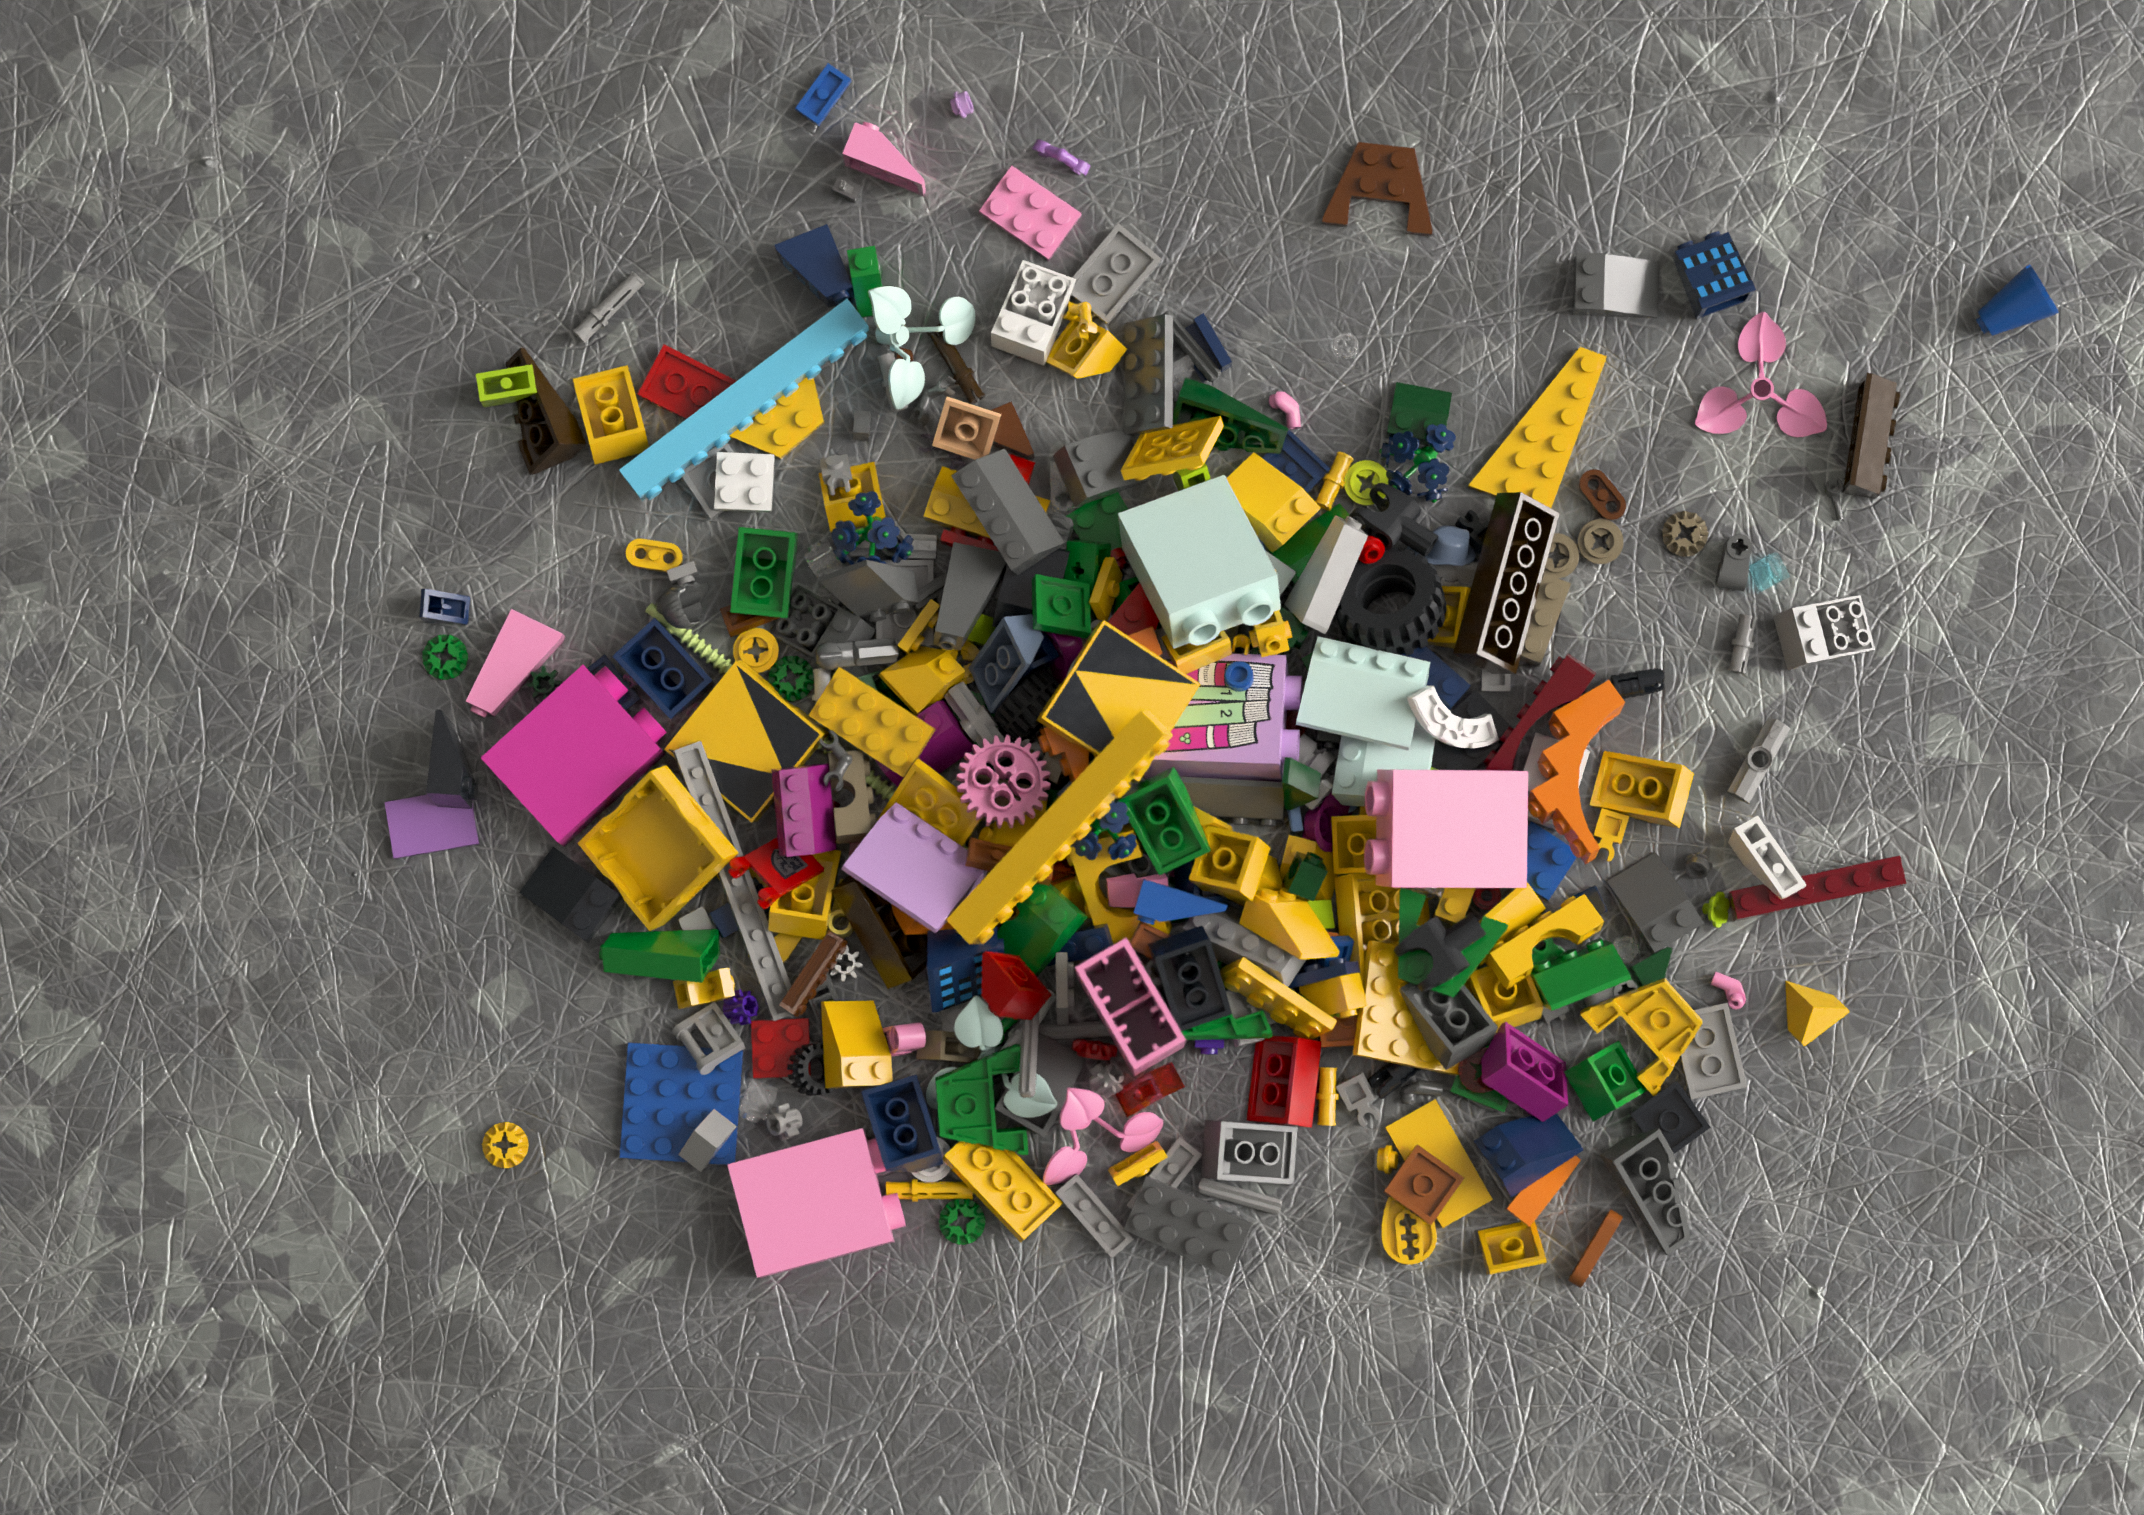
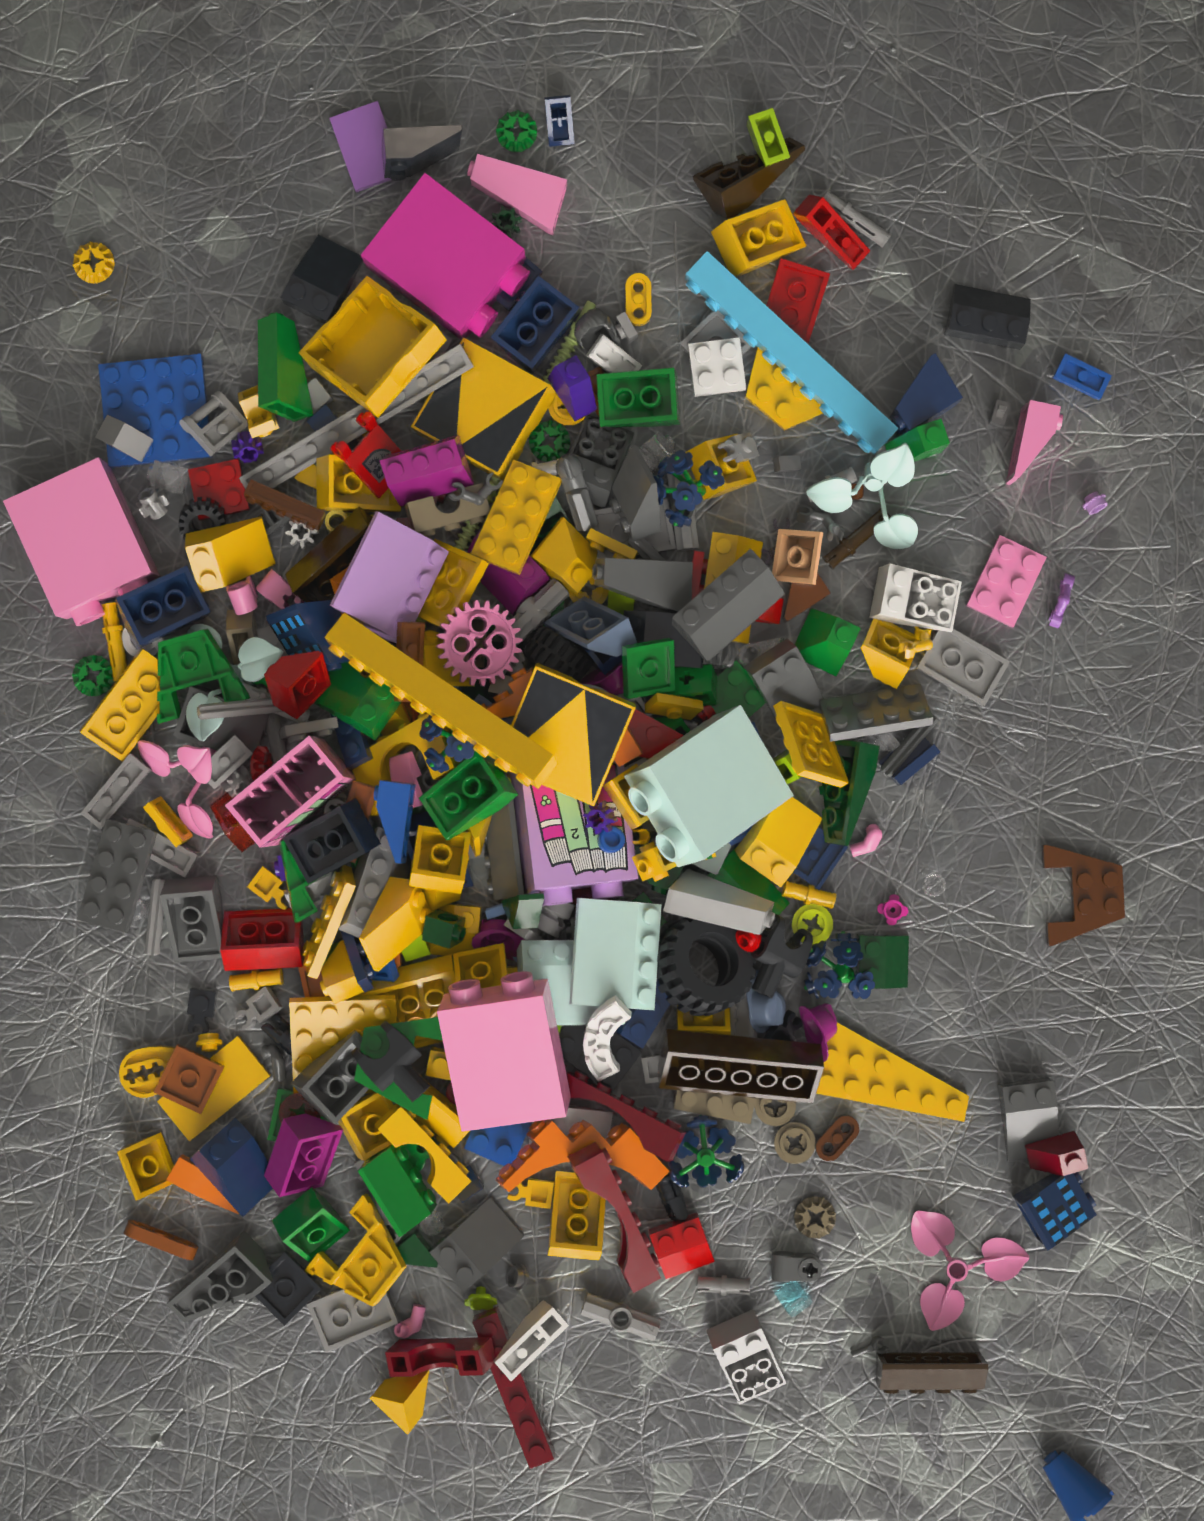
camera: 75 degrees right, 5 degrees up
(616, 335) = (831, 230): none -> red slope
(713, 593) = (611, 357): none -> white plate
(740, 182) = (988, 317): none -> black slope
(740, 639) = (573, 387): none -> dark purple slope
(903, 1002) = (277, 590): none -> bright pink piece
(1061, 415) = (826, 641): none -> green slope
(1077, 1074) = (227, 760): none -> light grey plate
(1216, 689) = (596, 822): none -> dark purple gear
(1226, 1066) = (268, 885): none -> yellow plate
(1345, 1162) = (201, 1005): none -> black plate
(1365, 386) = (892, 917): none -> dark pink plate
(1476, 492) = (819, 1025): none -> magenta piece
(1612, 642) = (704, 1166): none -> dark blue plant
(1657, 262) = (1057, 1154): none -> dark red slope
(1692, 682) = (681, 1246): none -> red slope
(1697, 733) = (595, 1175): none -> dark red arch
(1765, 982) = (413, 1356): none -> dark red arch

